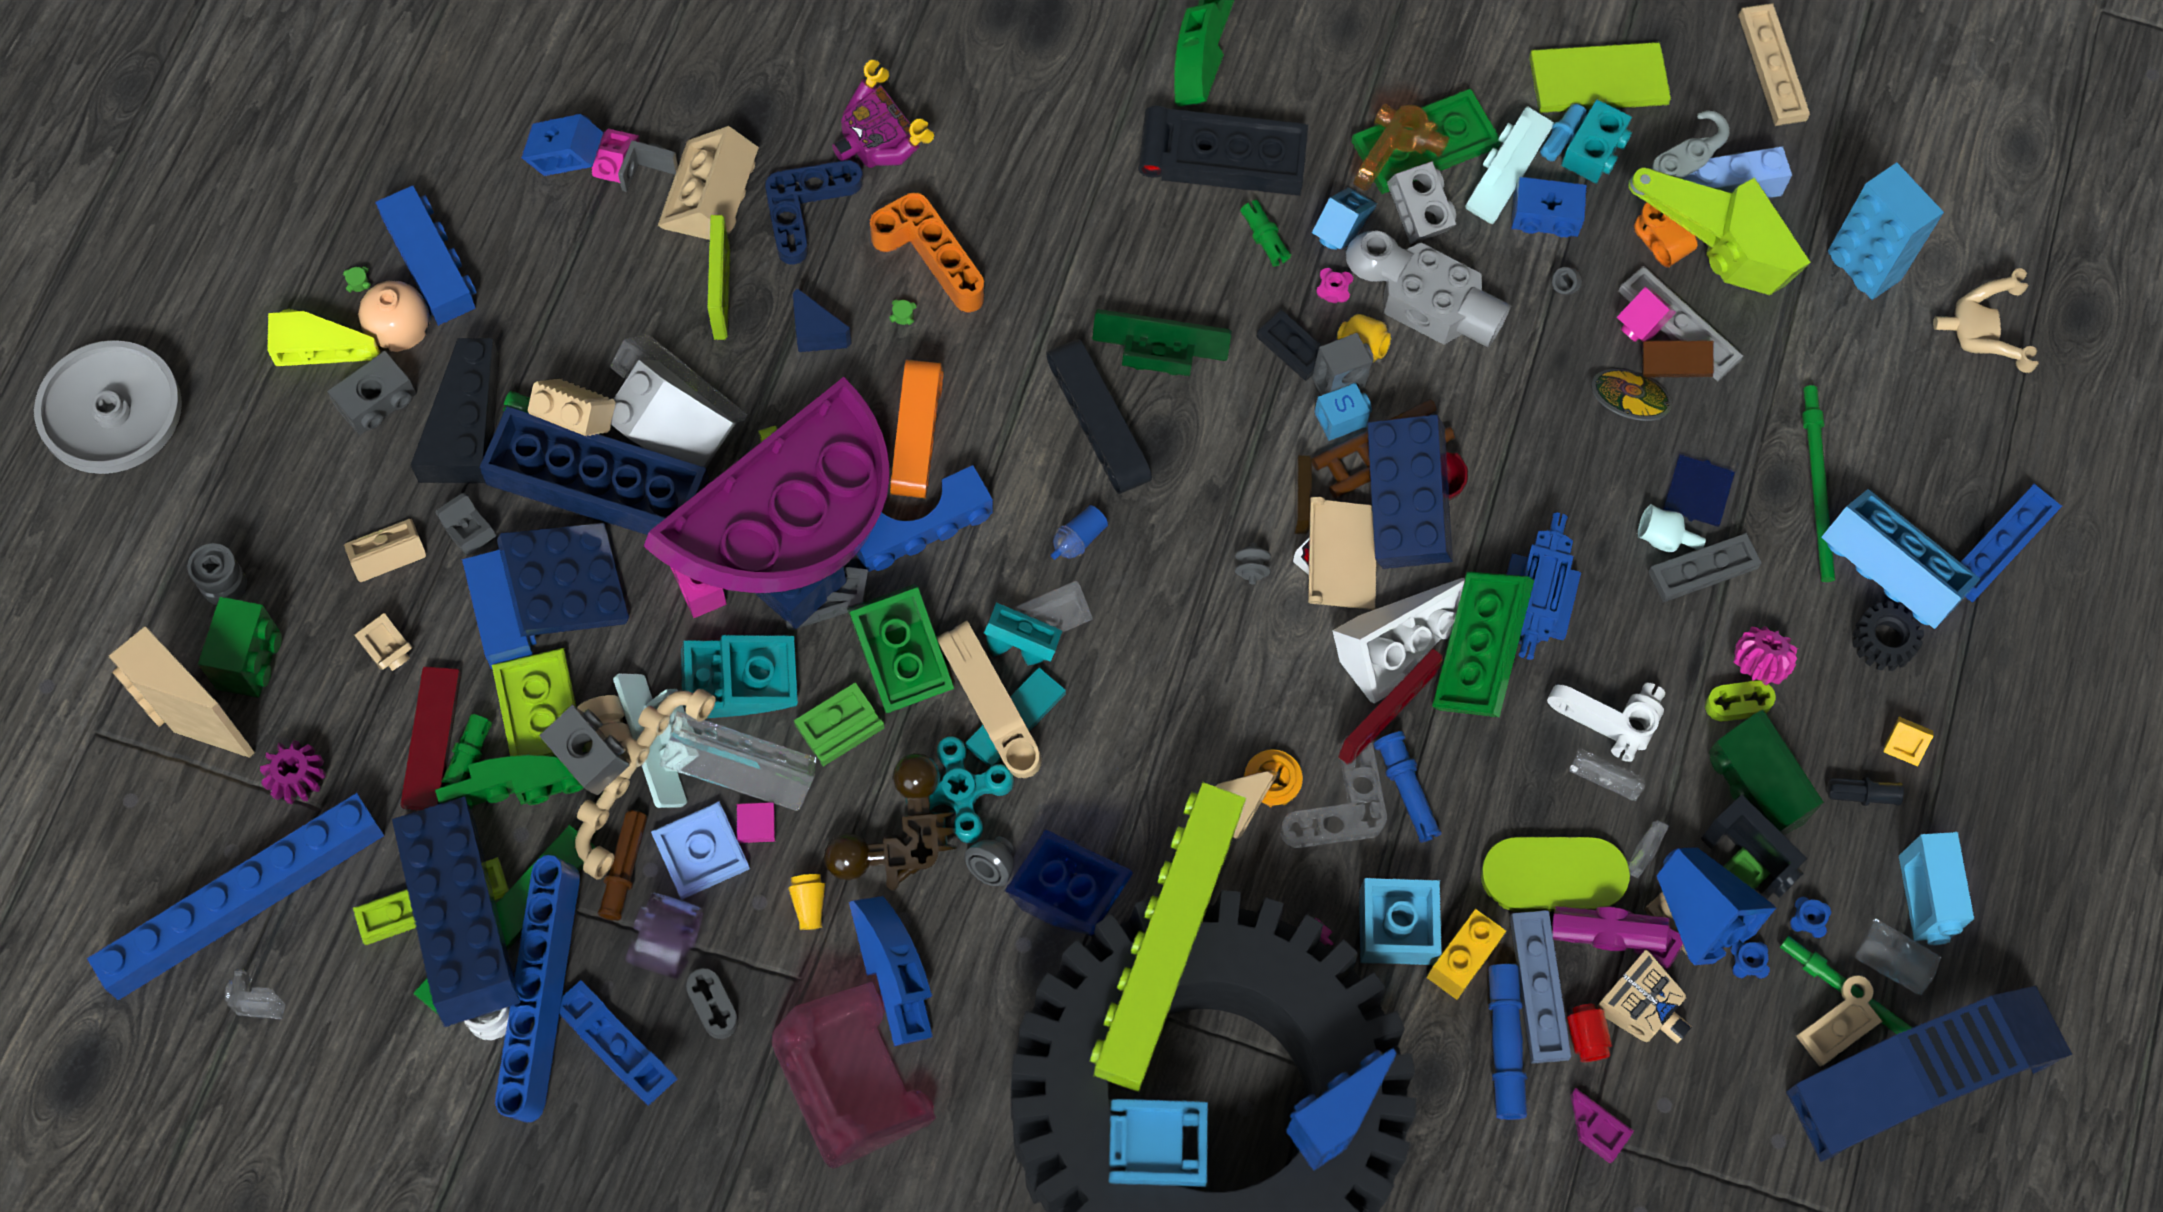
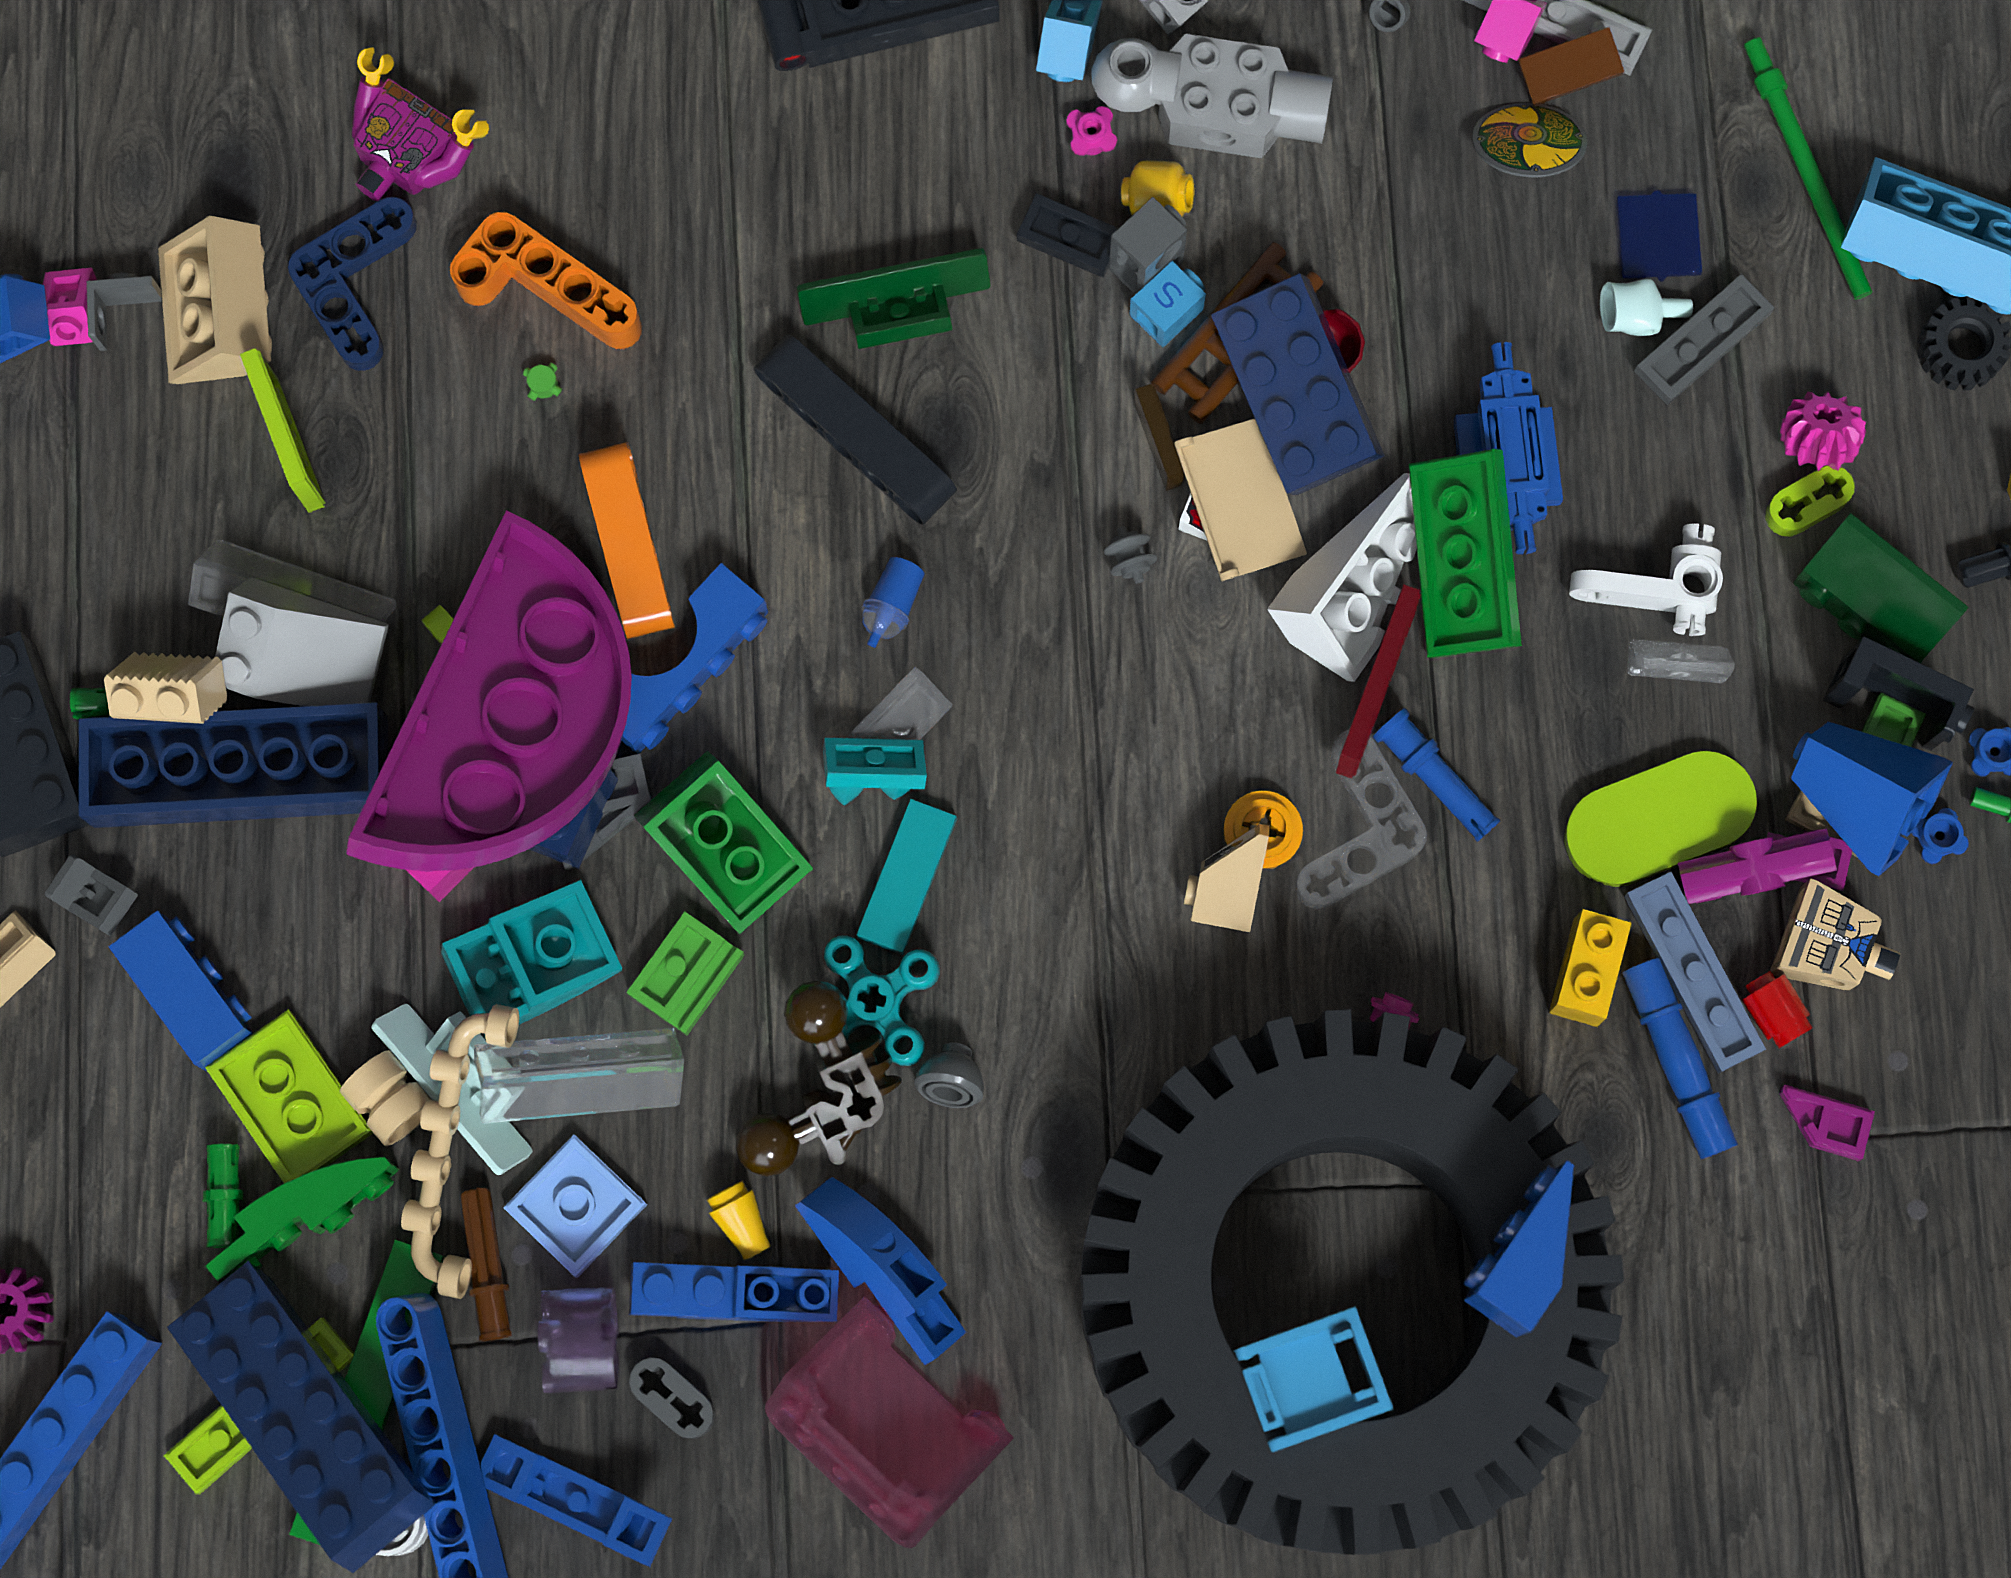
camera: 15 degrees left, 10 degrees up
(384, 643) = (53, 1094): tan bracket -> none
(430, 737) = (167, 1194): dark red tile -> none
(562, 579) = (249, 920): dark blue plate -> none
(567, 739) = (350, 1142): dark grey brick -> none
(755, 822) = (631, 1142): dark pink tile -> none
(783, 948) = (733, 1292): none -> blue slope
(817, 327) = (438, 447): dark blue slope -> none
(991, 700) = (867, 869): tan piece -> none
(1067, 884) = (1064, 1078): clear blue slope -> none
(1169, 937) = (1227, 1111): lime brick -> none
(1265, 233) = (974, 91): green pin -> none
(1400, 921) = (1493, 959): medium azure brick -> none
(1647, 848) = (1766, 746): clear tile -> none

